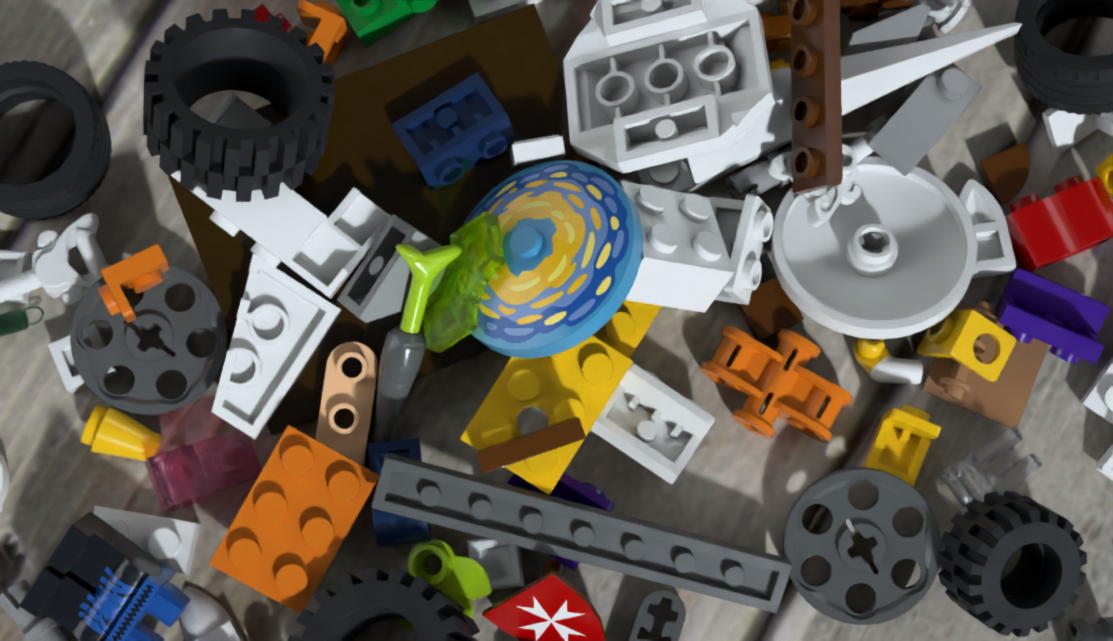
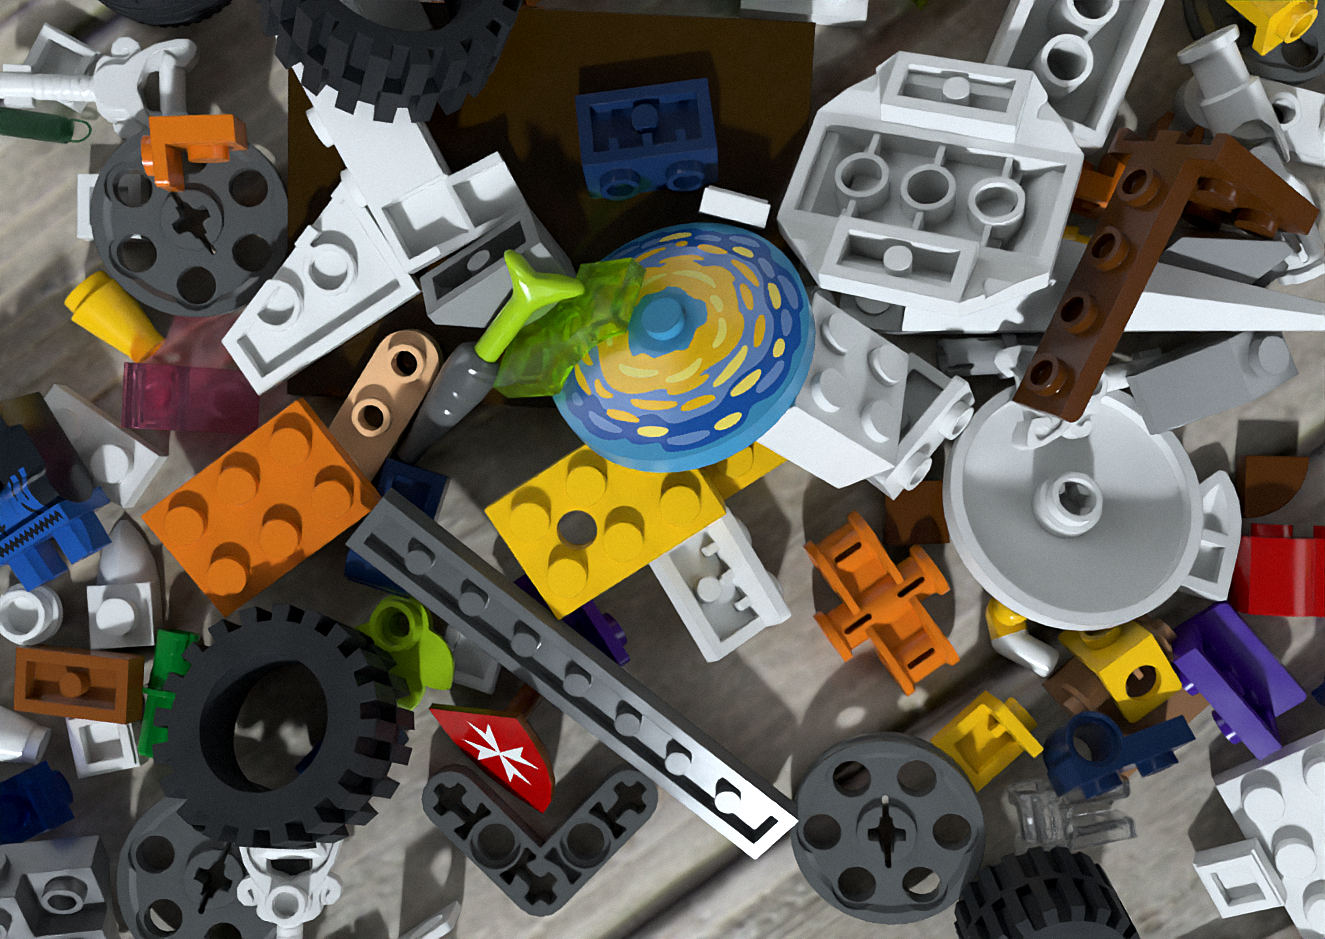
camera: 30 degrees right, 10 degrees up
(530, 445) = (554, 563): reddish brown tile -> none
(992, 408) = (1111, 752): none -> dark blue plate

